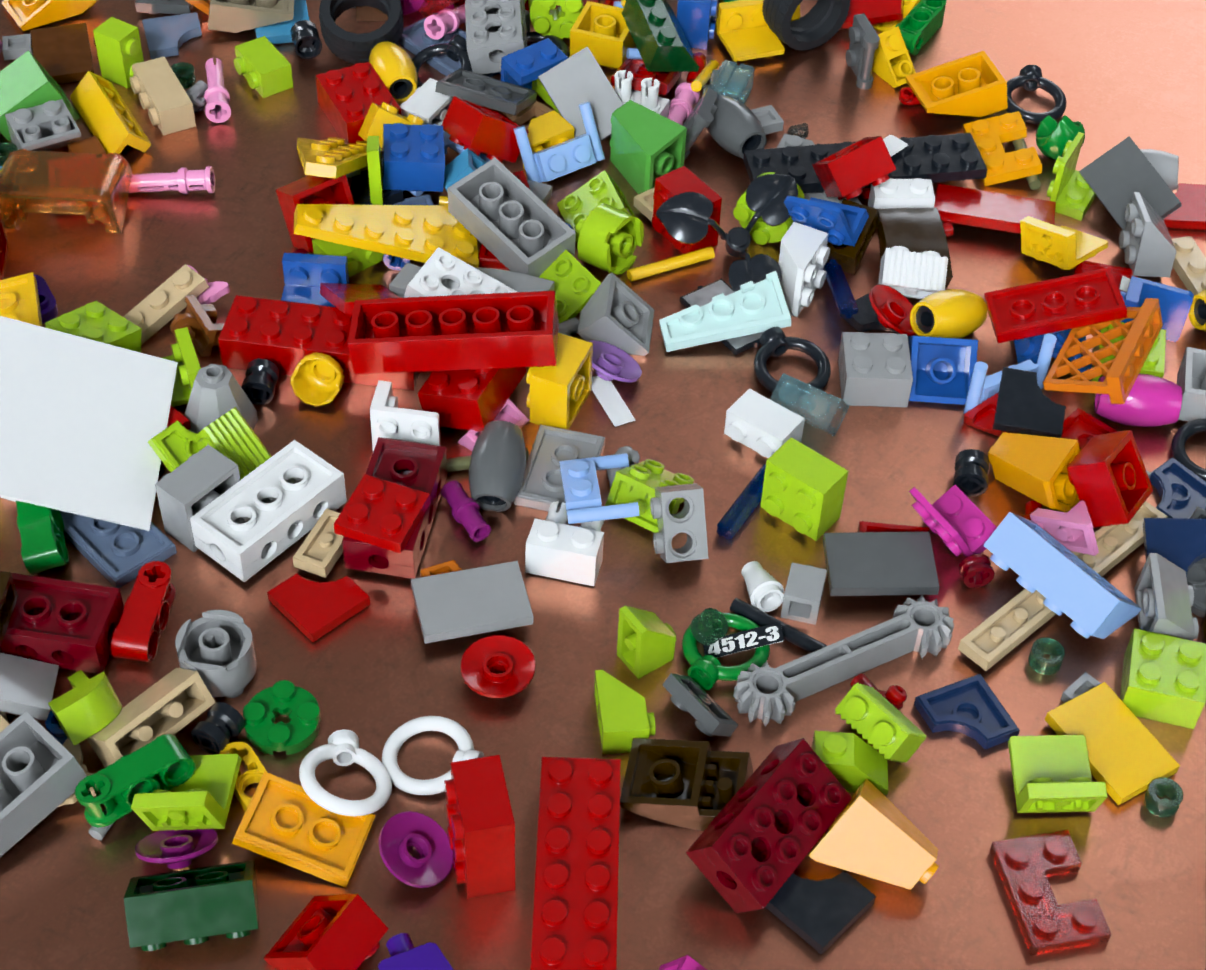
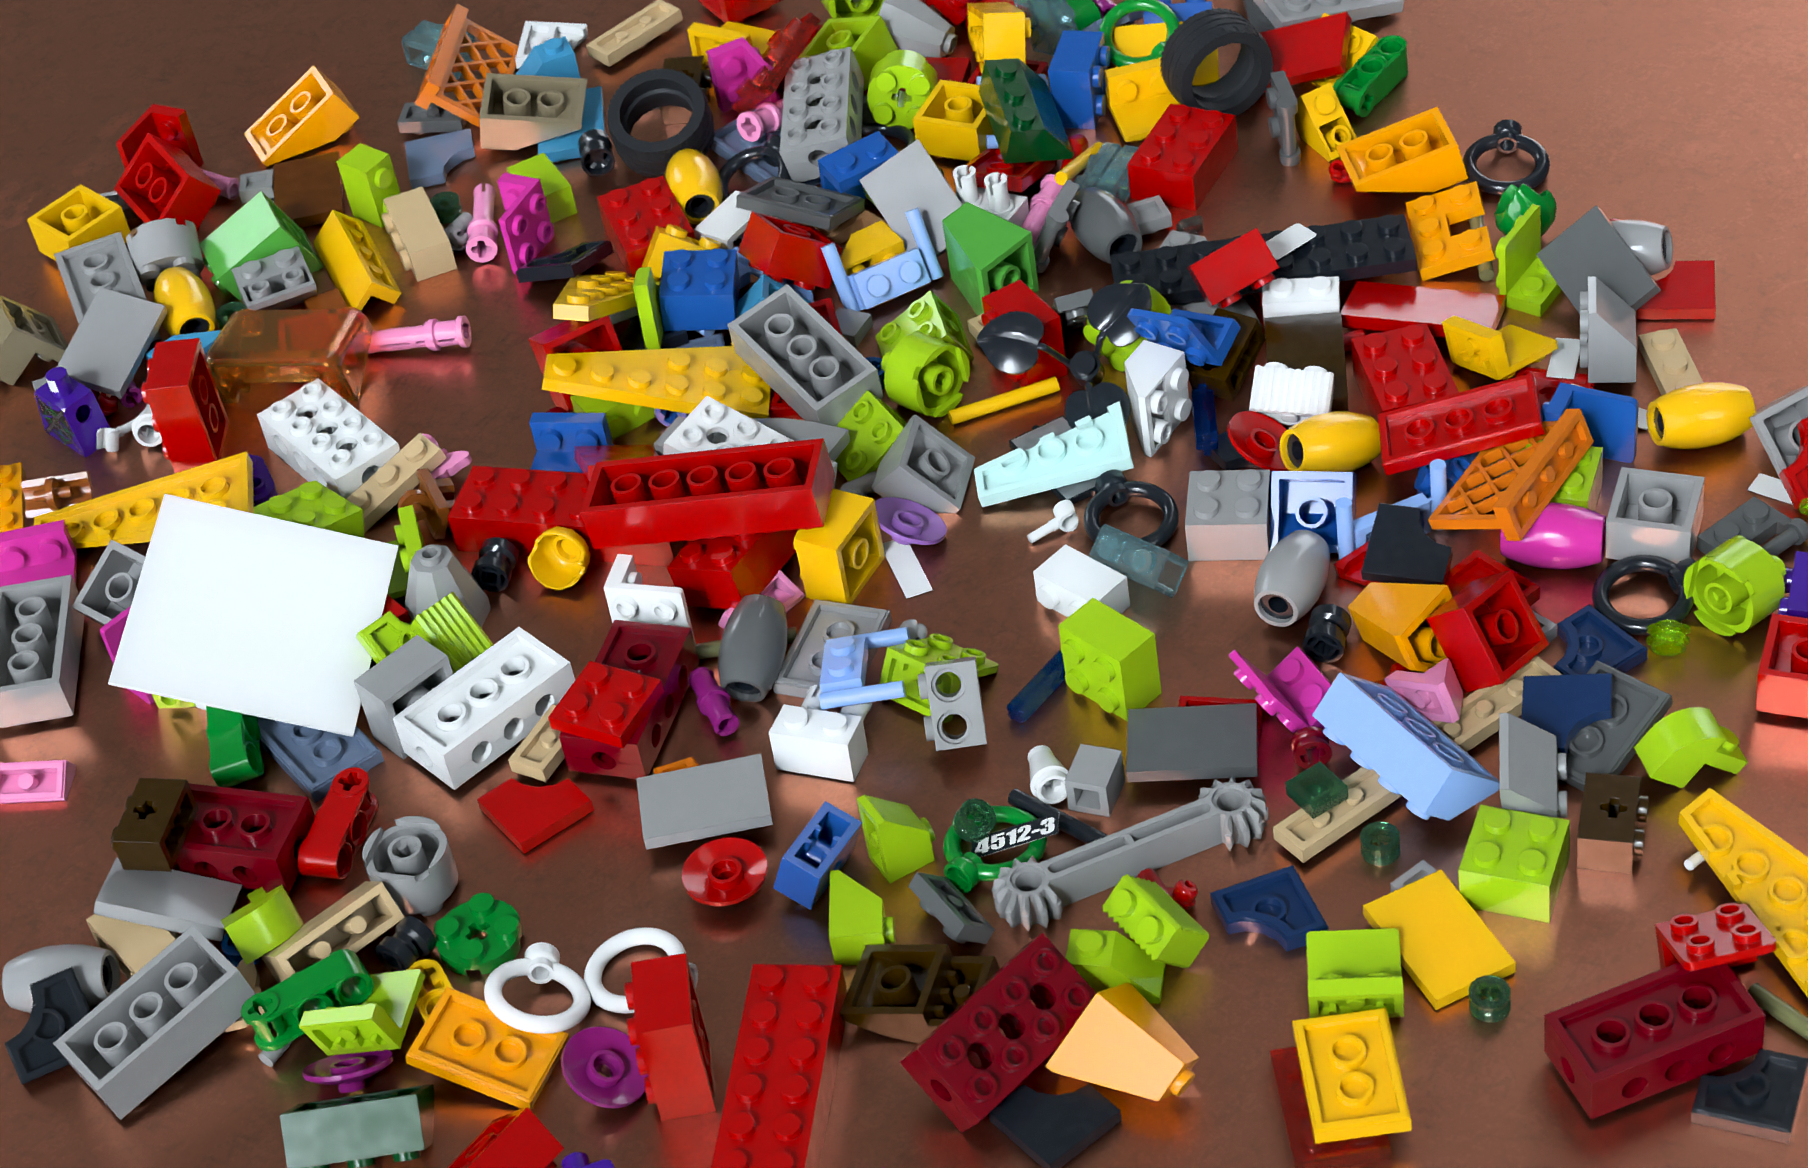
camera: 15 degrees right, 5 degrees down
(100, 264) = (326, 438): none -> white brick
(255, 88) = (526, 220): none -> dark pink bracket
(291, 128) = (565, 263): none -> black tile
(580, 655) = (819, 848): none -> blue brick
(731, 190) = (1073, 309): none -> dark grey plate
(737, 365) = (1065, 519): none -> white hand
(785, 75) = (1183, 156): none -> red brick
(936, 425) = (1291, 578): none -> light grey piece
(990, 258) = (1400, 368): none -> red brick
(995, 610) = (1316, 790): none -> clear green plate
(1071, 869) = (1351, 1076): none -> yellow tile
(1111, 256) = (1564, 359): none -> white sticker

